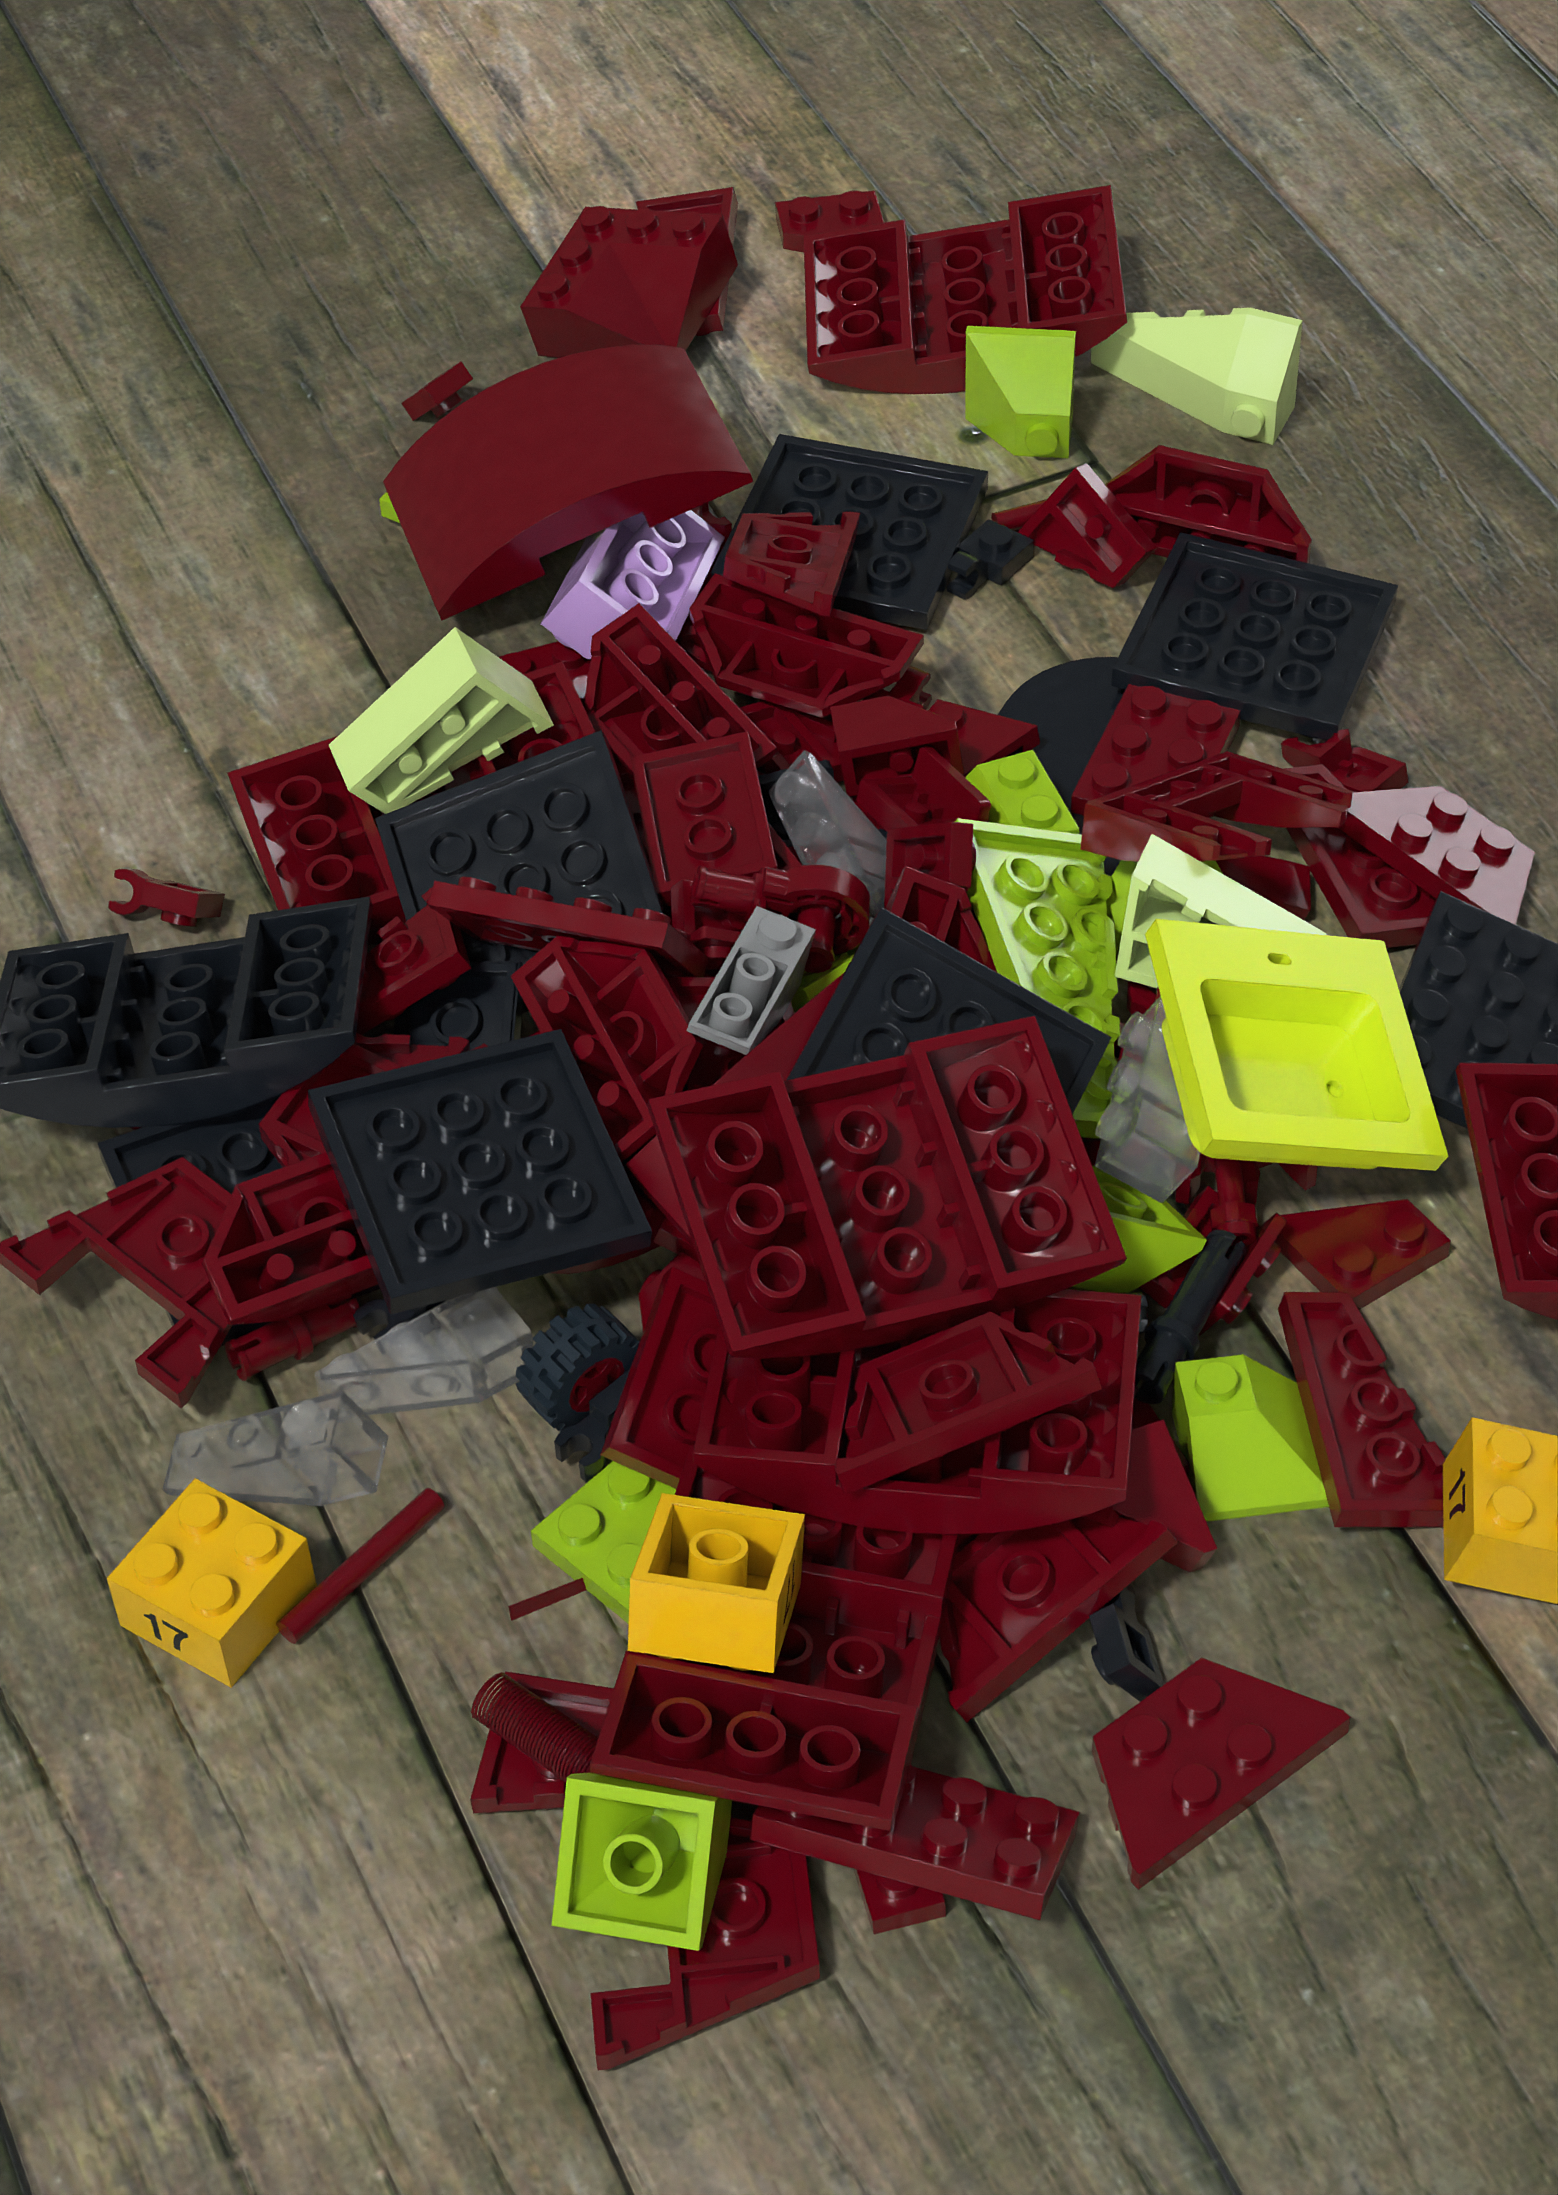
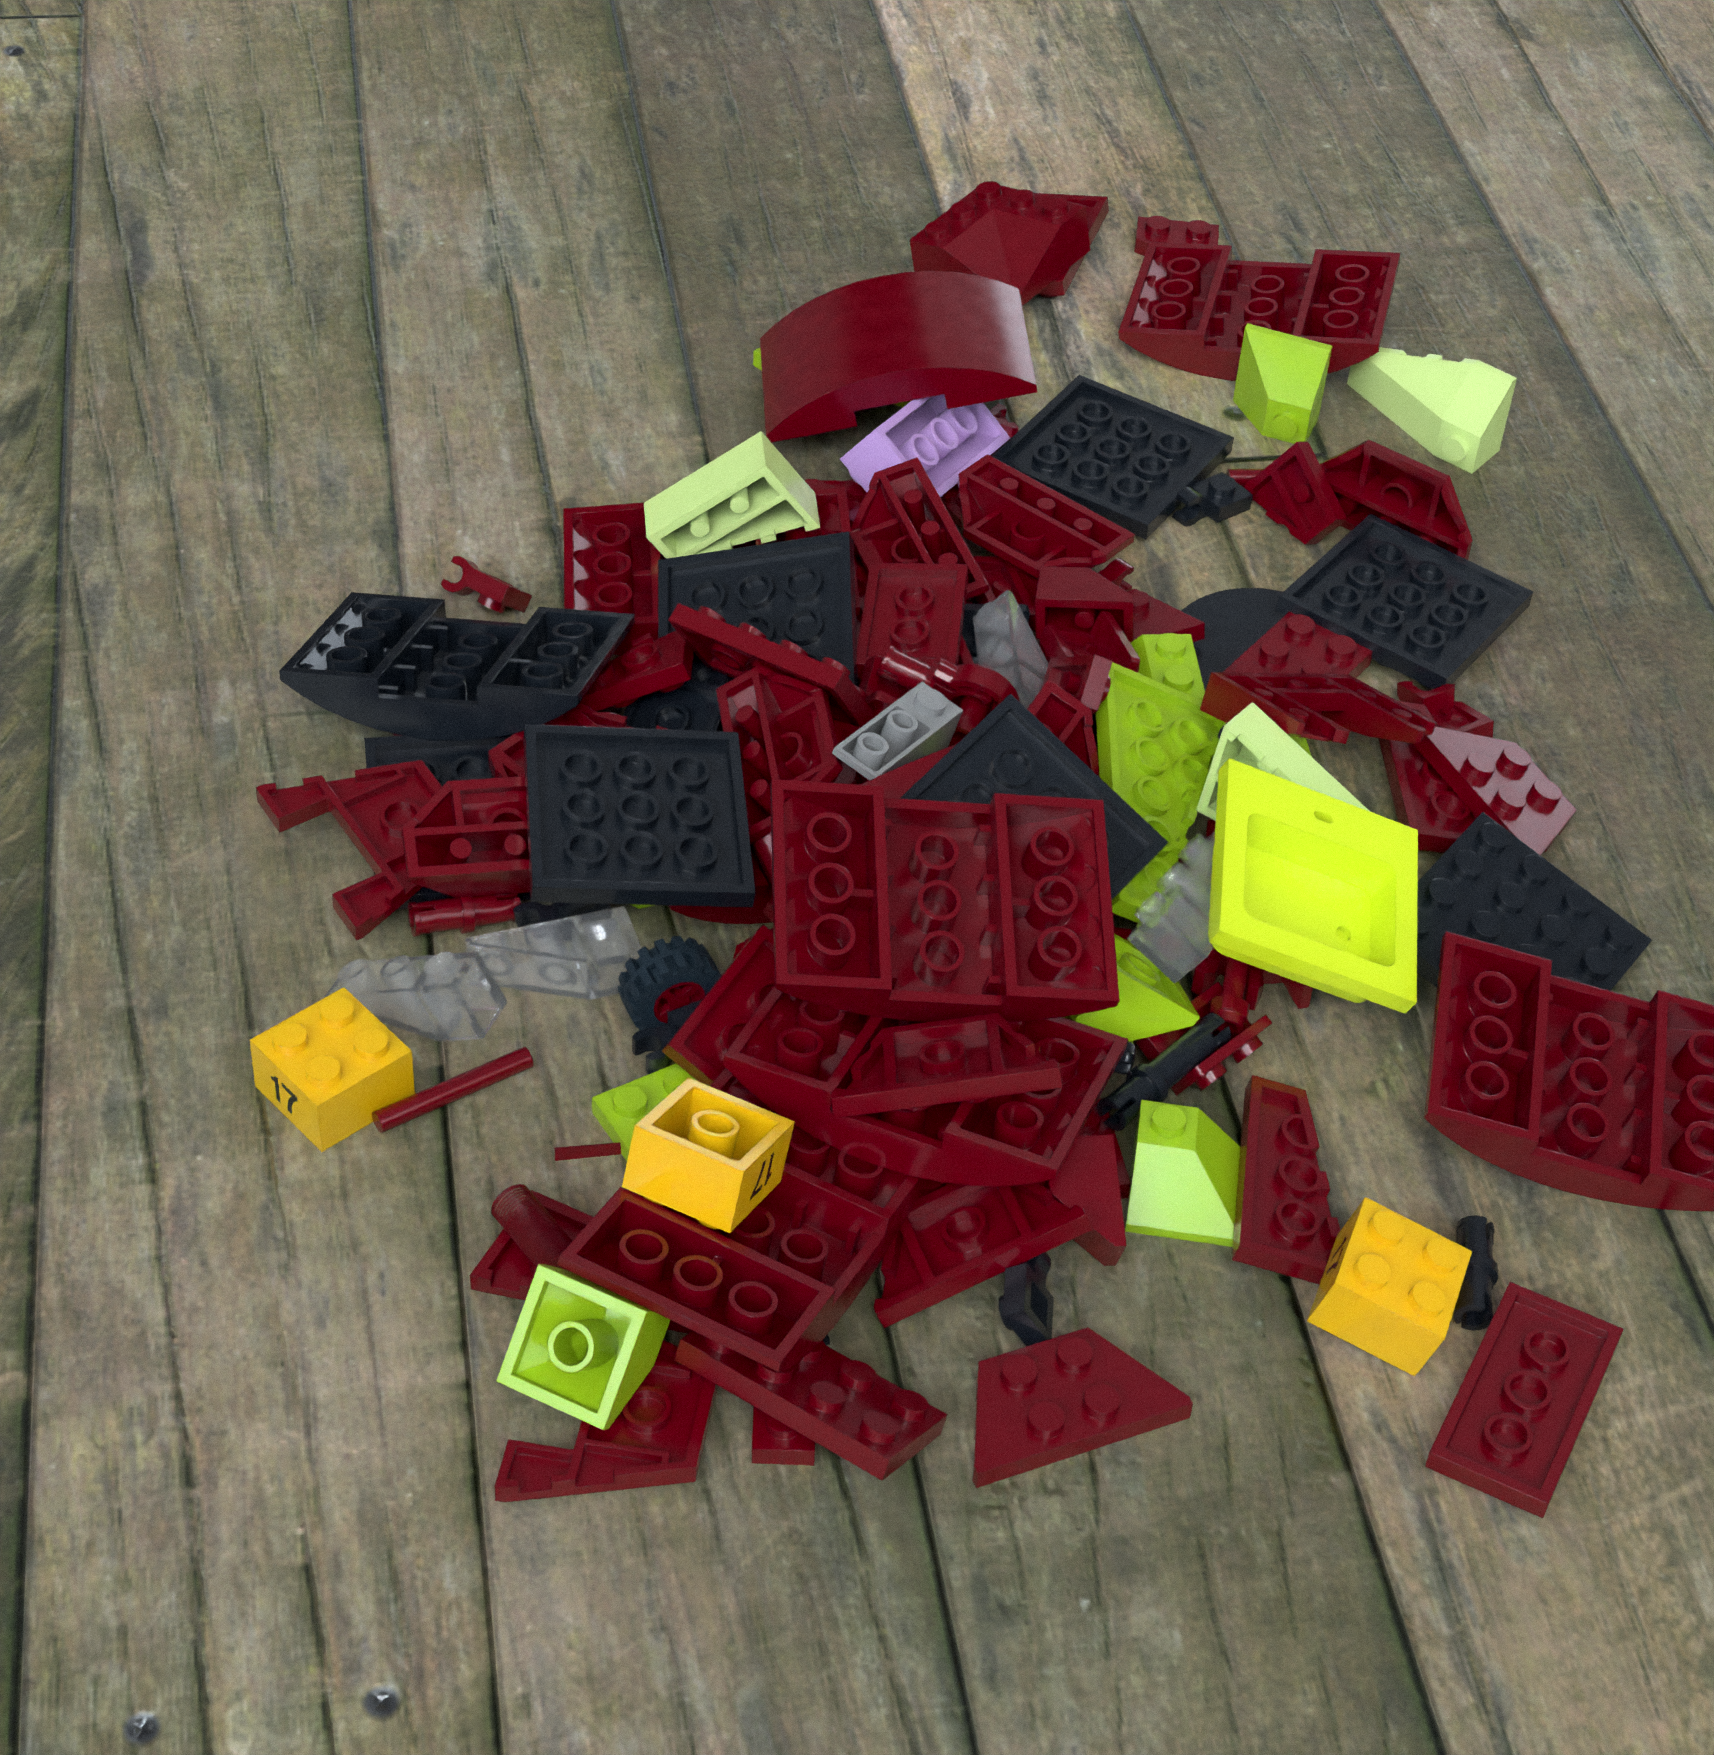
camera: 10 degrees right, 5 degrees down
(438, 394) = (826, 285): dark red plate -> none
(792, 557) = (1051, 455): dark red wing -> none
(1274, 879) = (1359, 779): dark red slope -> none
(1362, 1247) = (1331, 1062): dark red wing -> none

